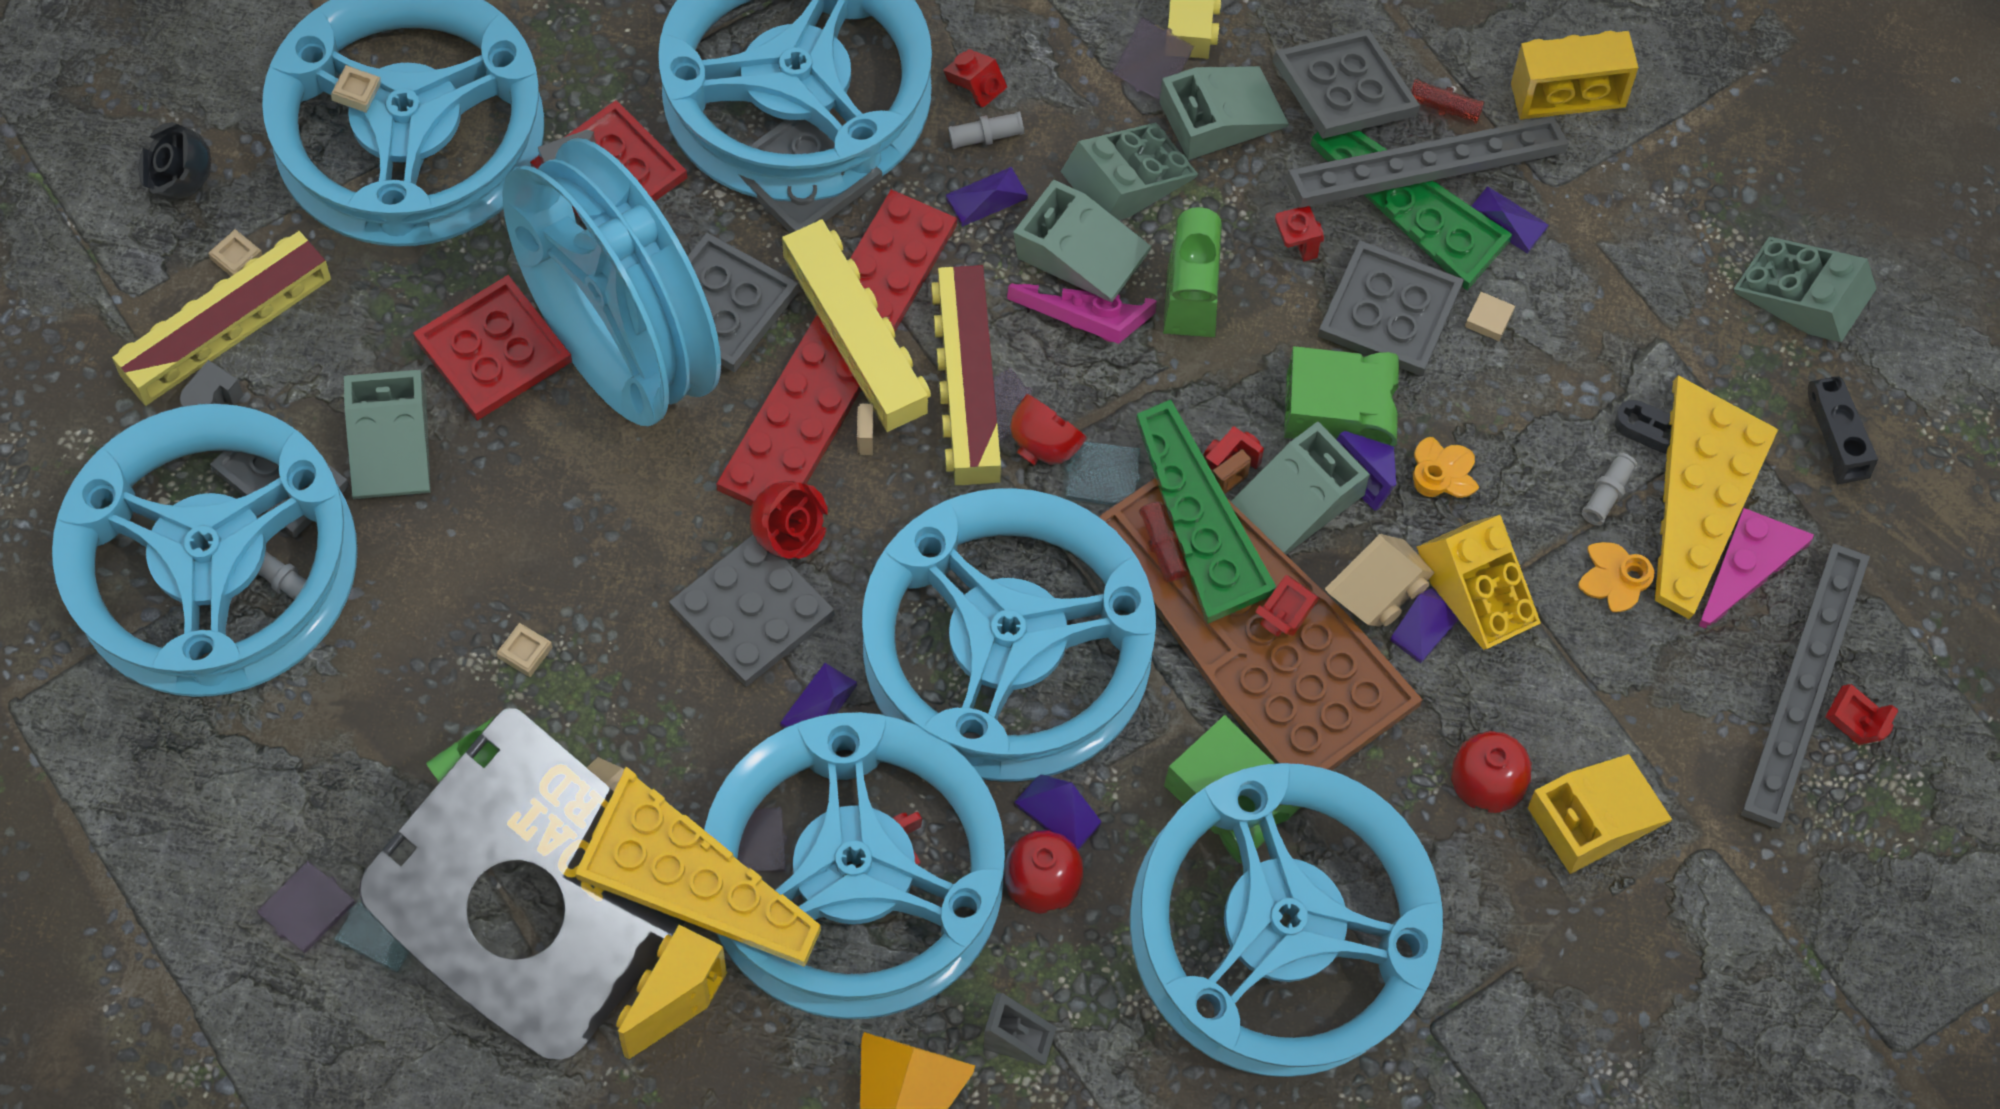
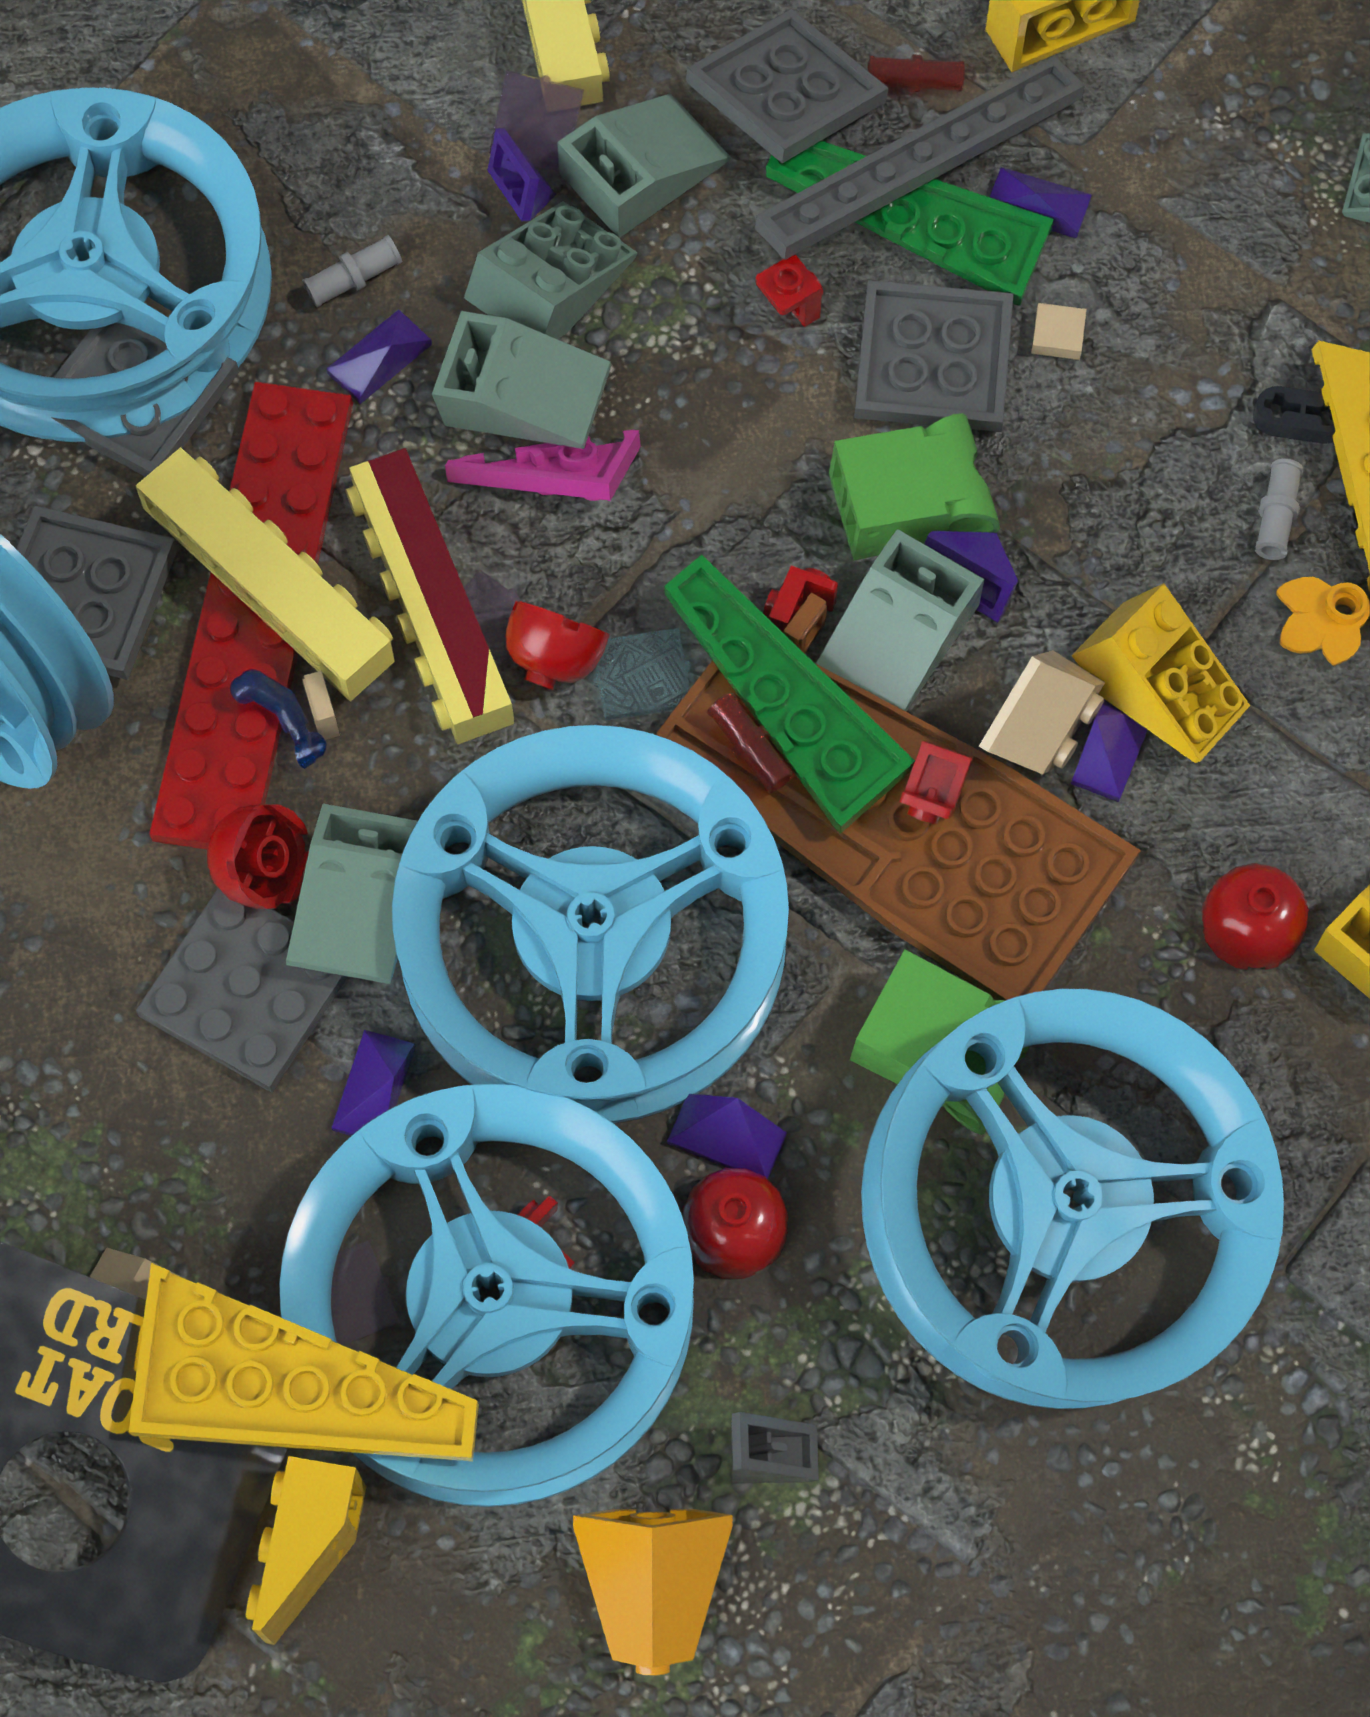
camera: 15 degrees left, 5 degrees up
(839, 419) = (280, 700): none -> clear blue arm
(841, 562) = (348, 895): none -> sand green slope
(978, 74) = (319, 202): red bracket -> none
(1128, 96) = (518, 177): none -> dark purple slope
(1193, 274) = (678, 384): bright green piece -> none
(1443, 469) = (1066, 544): light orange plate -> none

